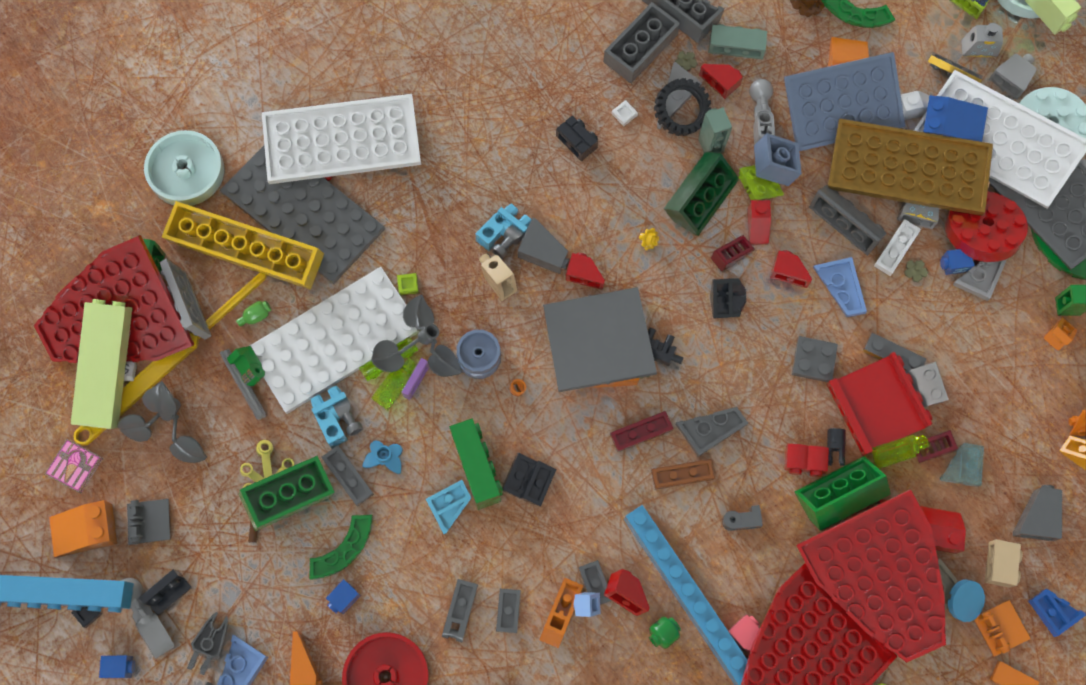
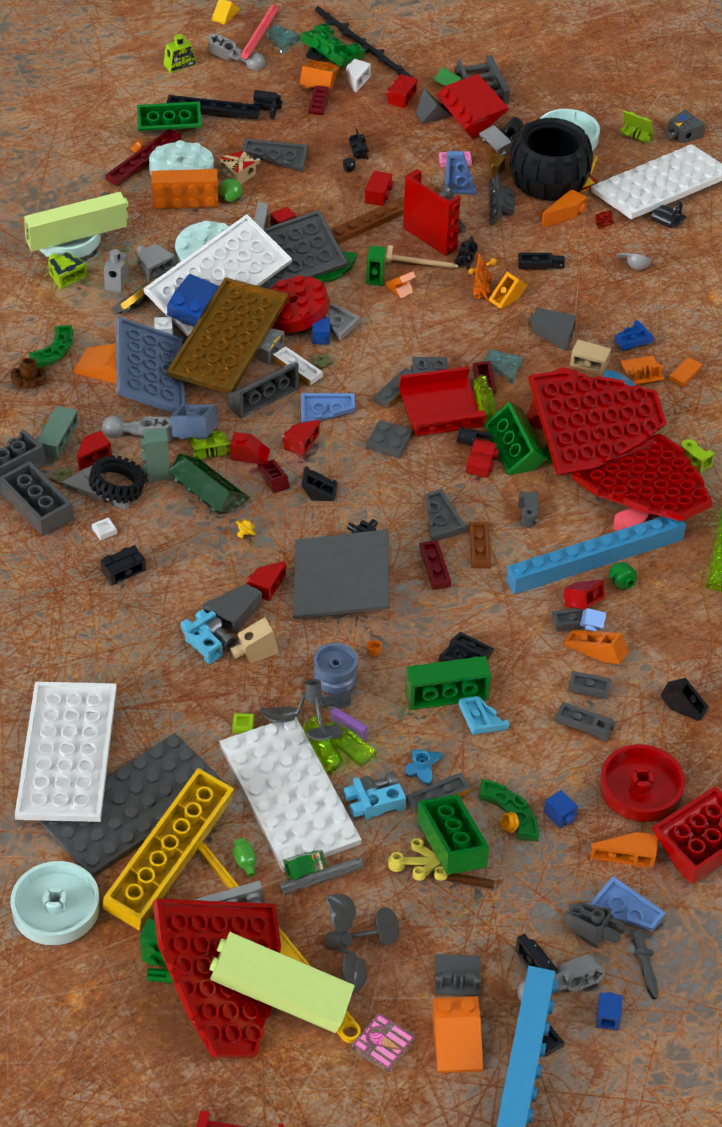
camera: 80 degrees left, 25 degrees down
(321, 548) = (509, 822): none -> light orange plate

